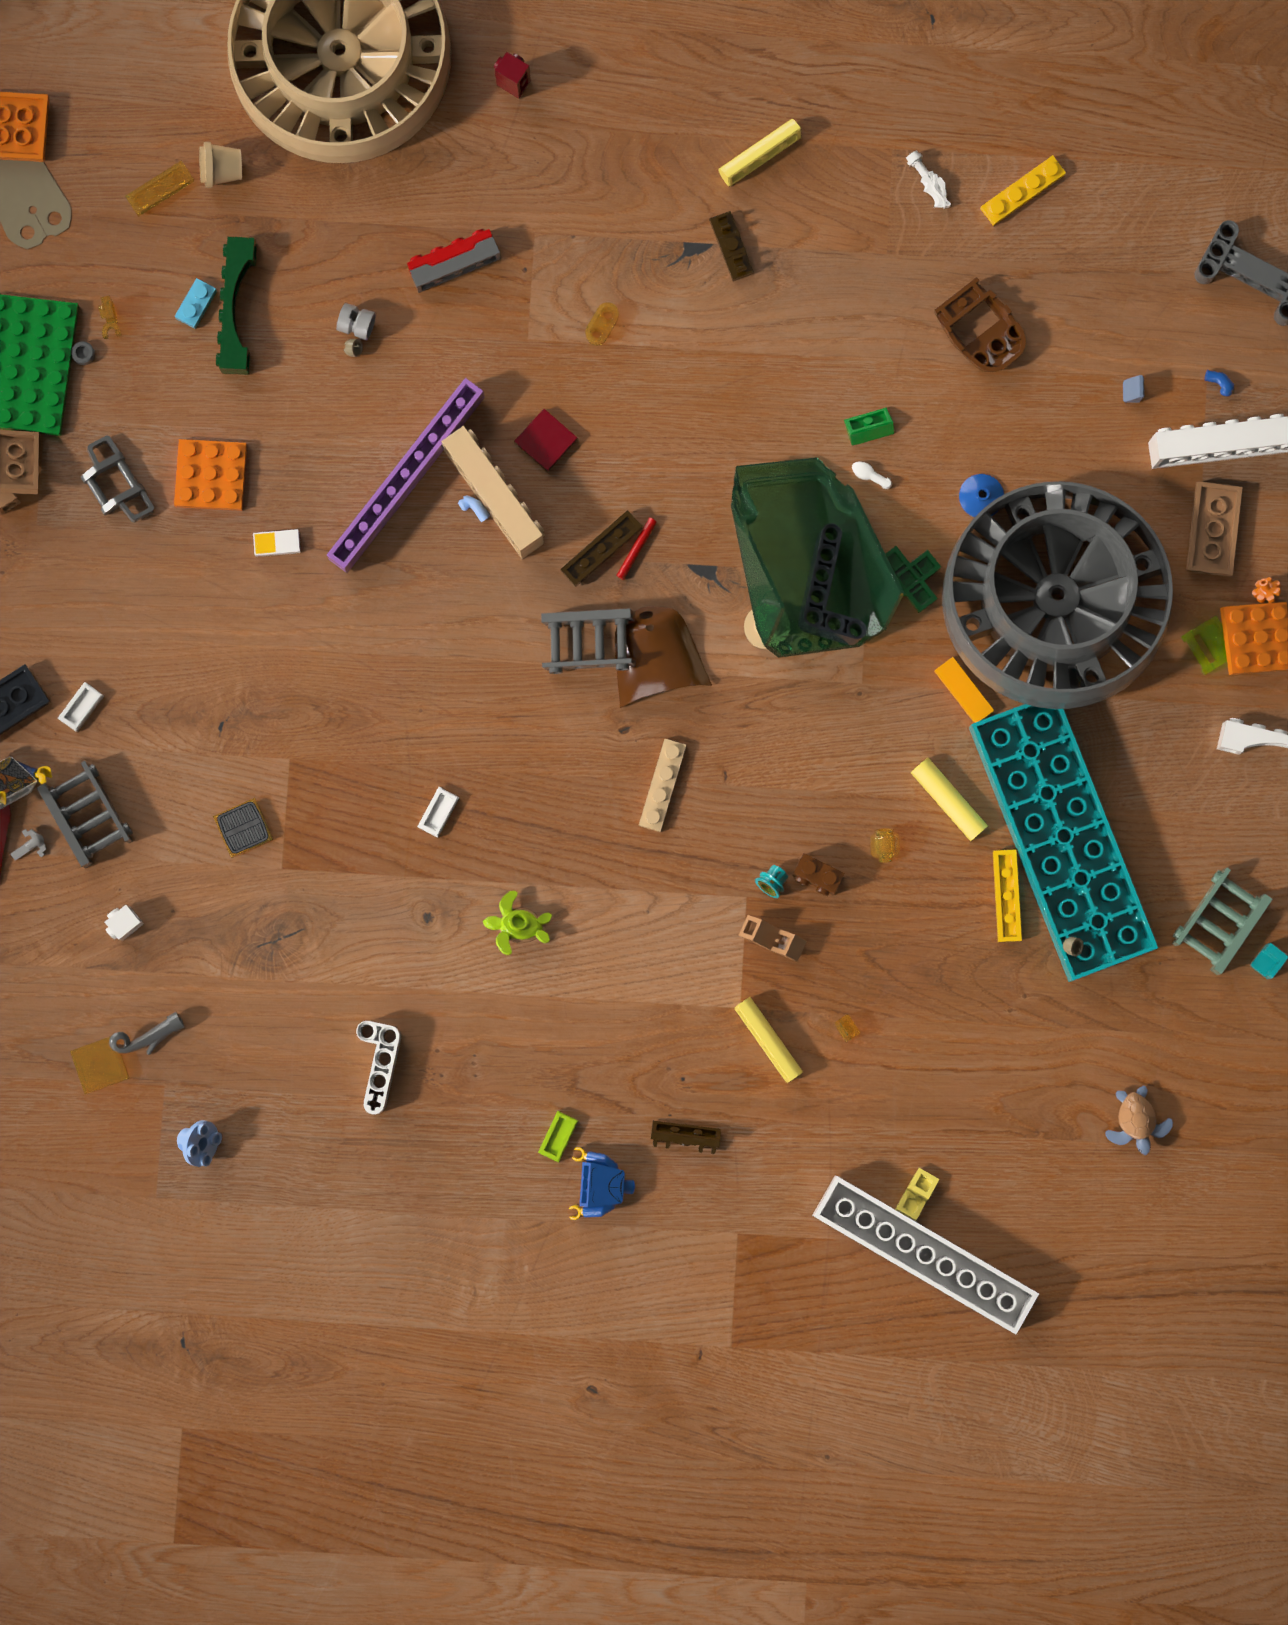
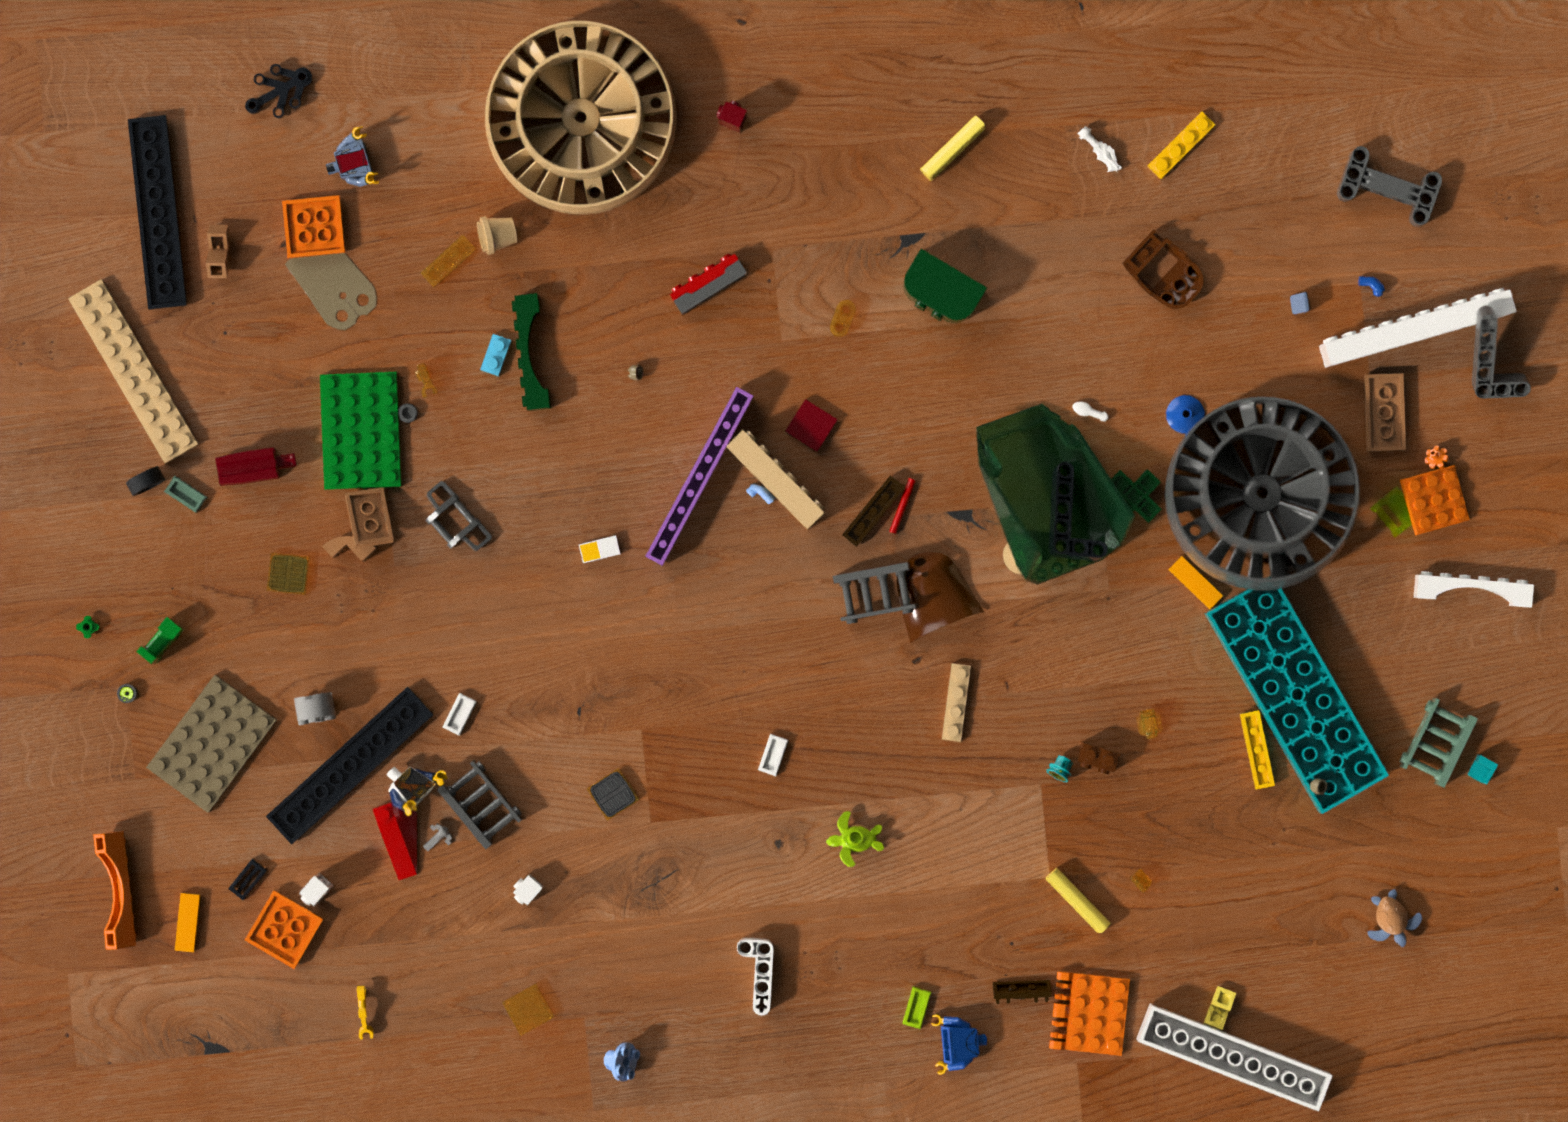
camera: 10 degrees left, 5 degrees up
(70, 57) = (353, 161): none -> torso
(152, 1037) = (567, 980): dark grey plant -> none
(210, 475) = (533, 500): orange plate -> none
(356, 321) = (641, 353): light grey wheel -> none
(721, 305) = (941, 289): none -> dark green brick
(731, 246) = (941, 233): dark brown plate -> none
(766, 1178) = (1093, 1014): none -> orange hinge
(772, 938) = (1068, 816): medium nougat brick -> none
(869, 426) = (1081, 370): green slope -> none
(949, 799) = (1197, 676): light yellow brick -> none

